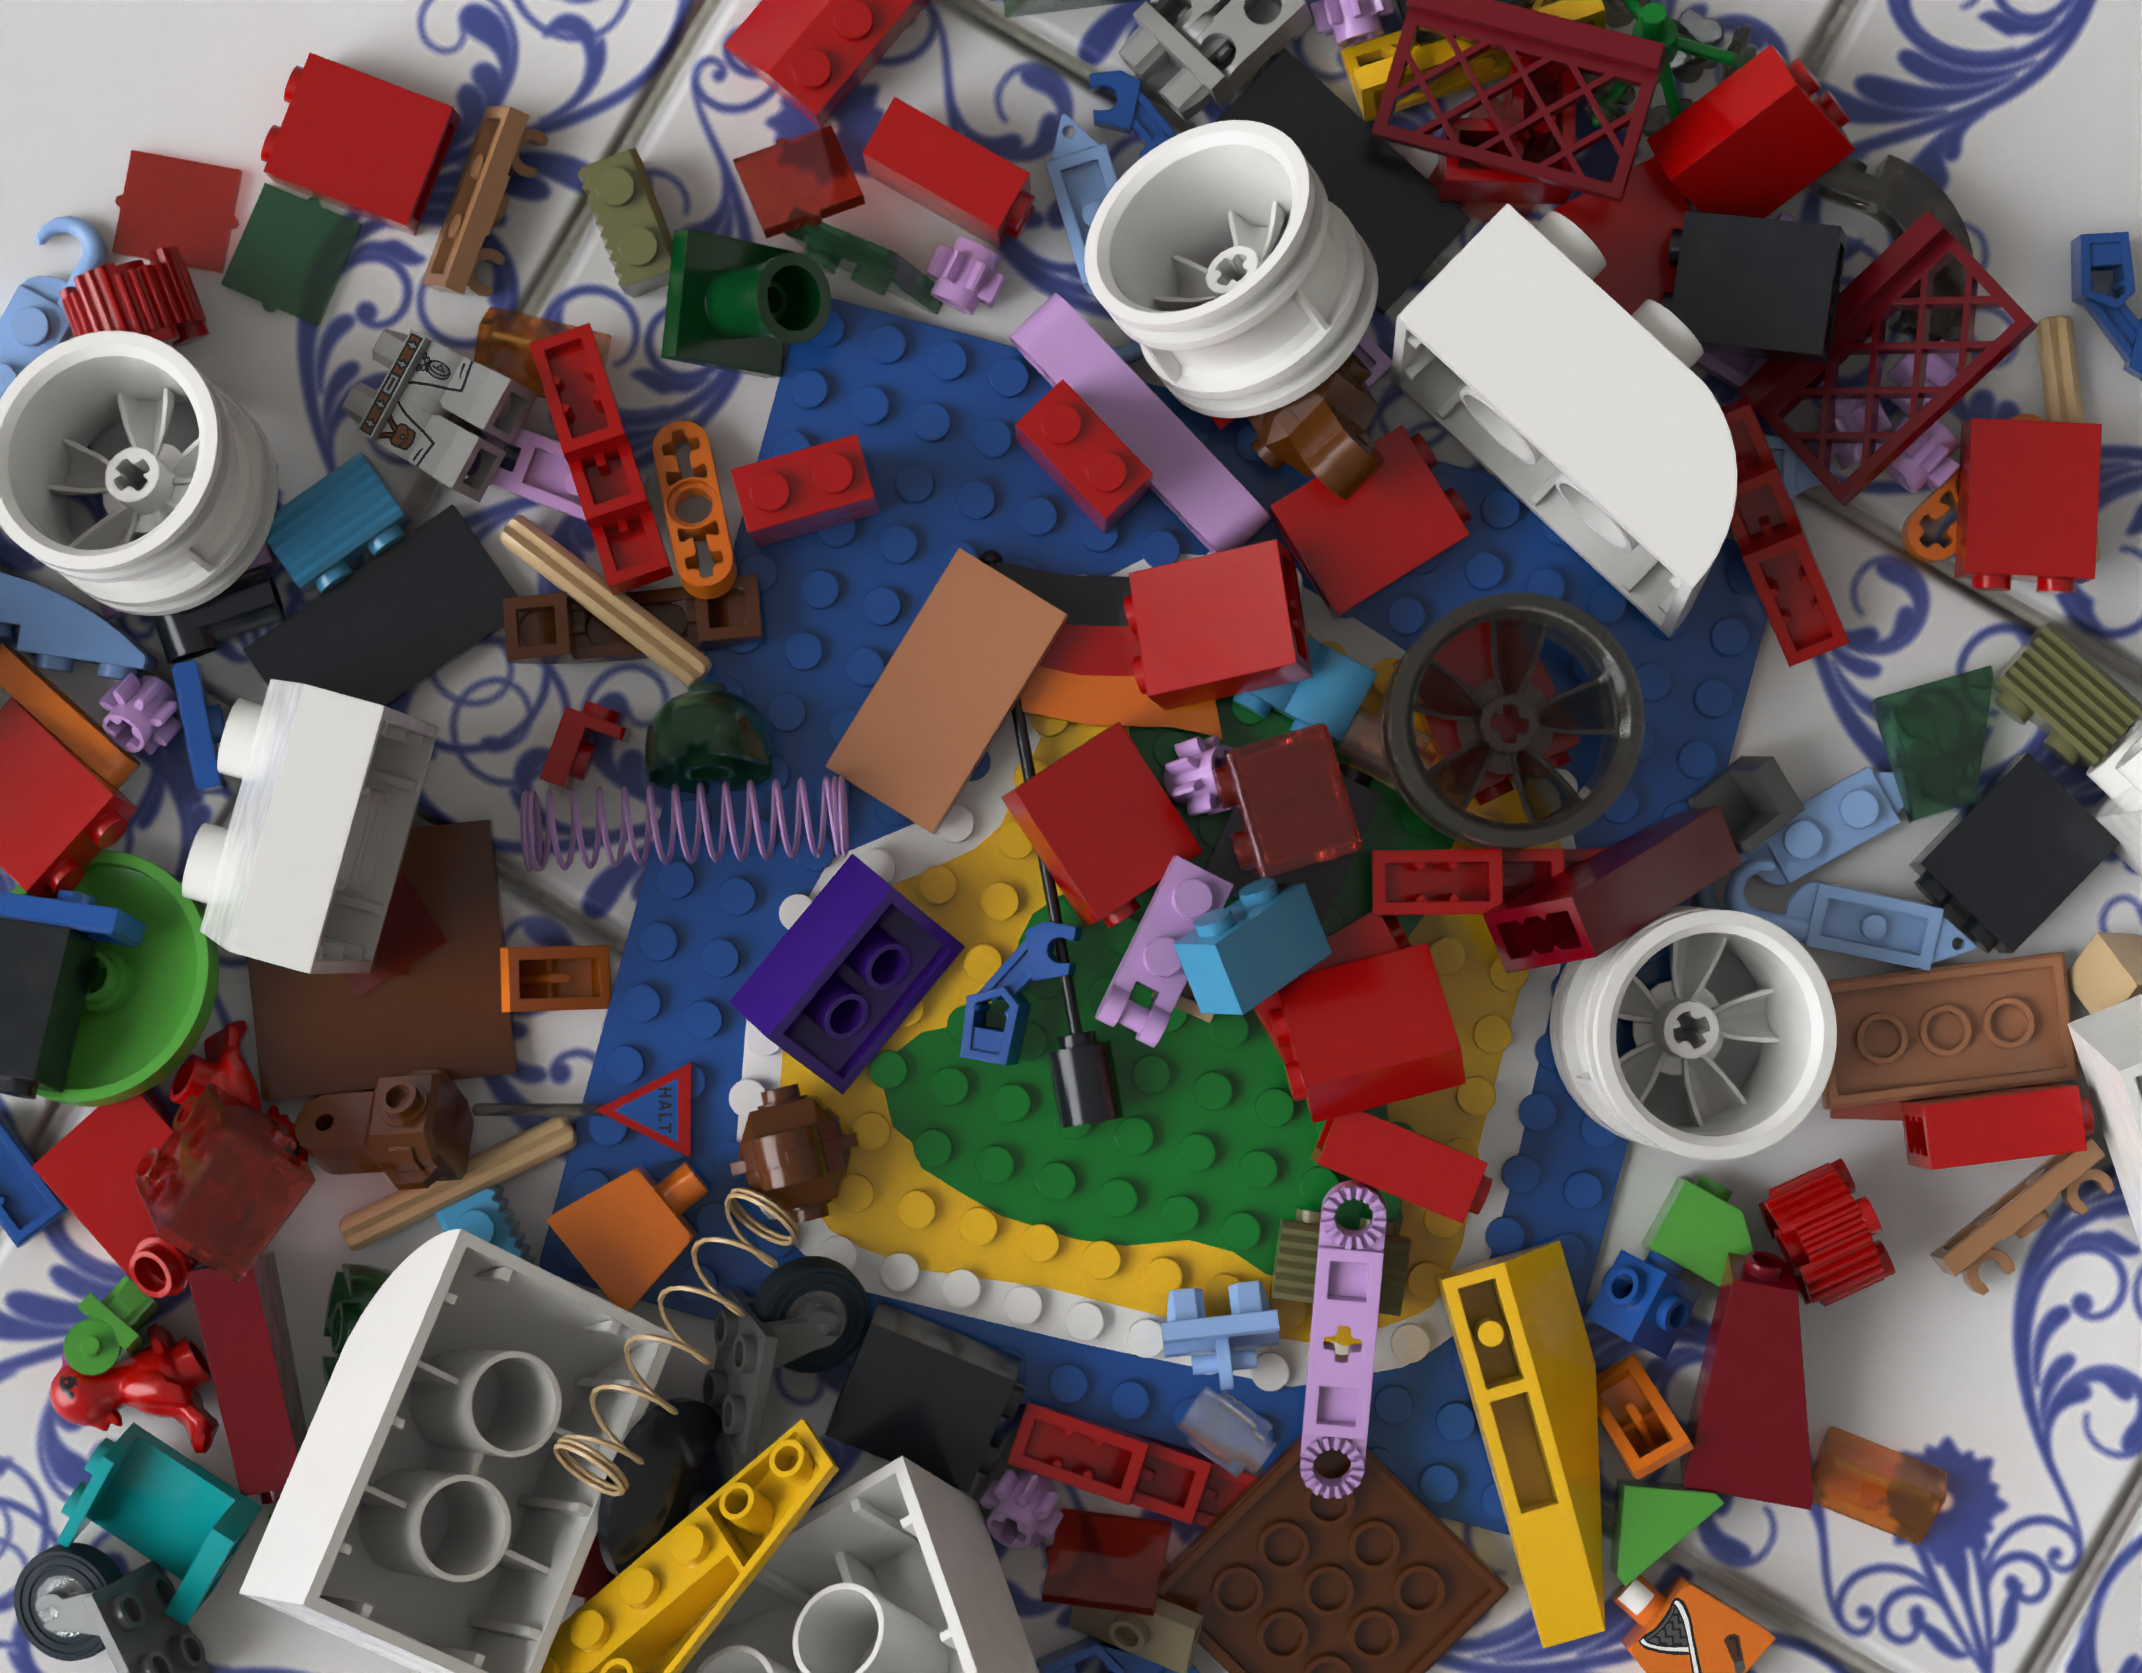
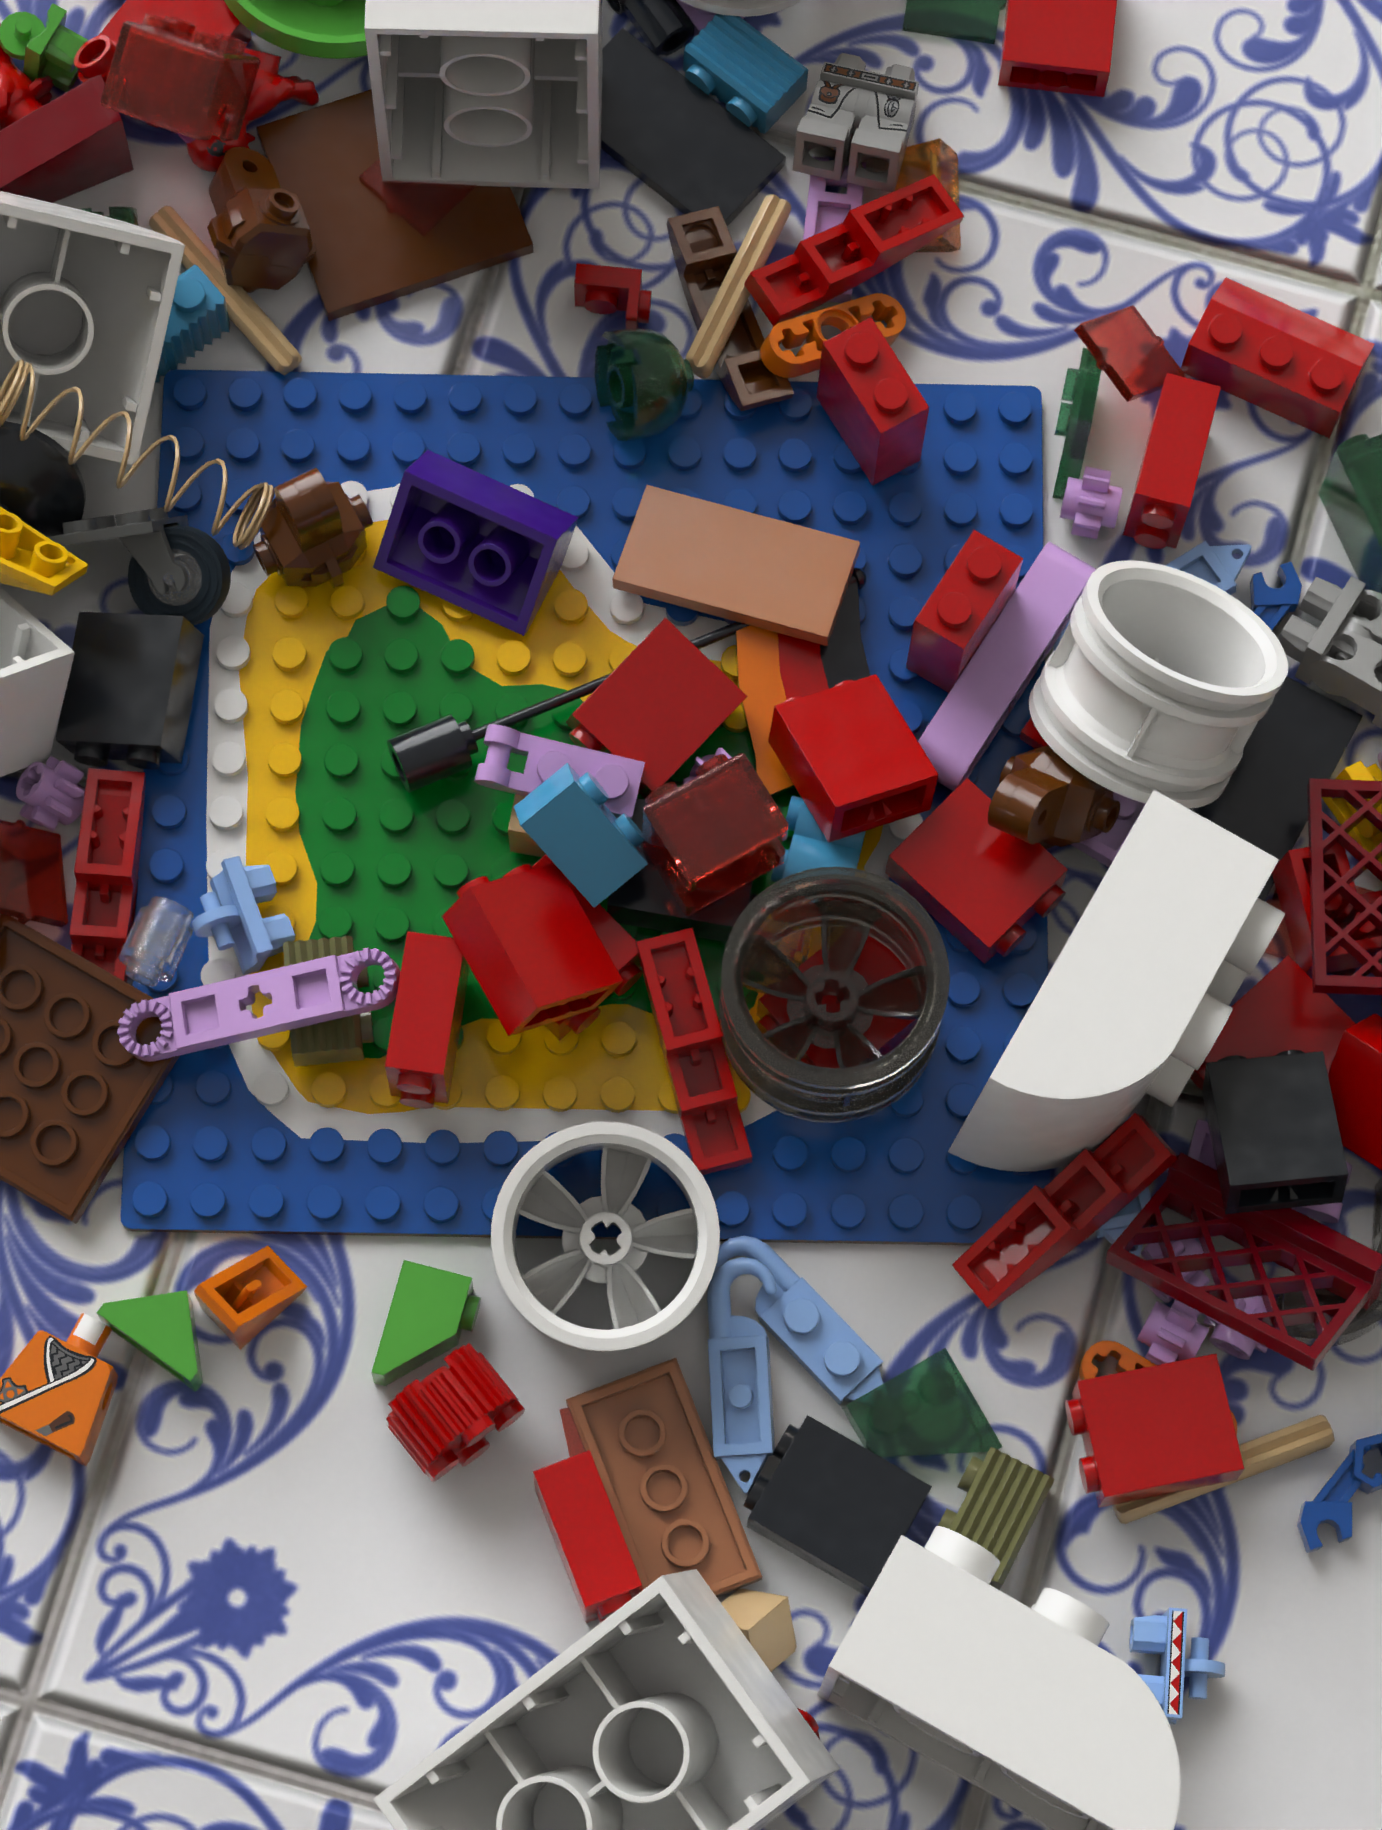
camera: 75 degrees right, 15 degrees down
(480, 201) = (1039, 121): medium nougat plate -> none
(555, 978) = (412, 317): orange slope -> none
(629, 221) = (1056, 234): olive brick -> none
(631, 1230) = (216, 417): orange torso -> none
(655, 1110) = (322, 423): piece -> none
(739, 303) = (996, 302): dark green plant -> none
(833, 794) = (623, 485): lavender piece -> none
(1030, 962) = (521, 680): blue piece -> none
(1539, 1425) = (222, 1201): yellow wedge -> none
(1613, 892) = (713, 1142): dark red slope -> none
(1644, 1302) = (353, 1273): blue brick -> none
(1751, 1390) = (294, 1381): dark red slope -> none
(1752, 799) = (819, 1253): dark grey panel -> none
(1877, 1485) = (238, 1529): clear orange slope -> none
(2020, 1213) = (515, 1589): medium nougat plate -> none

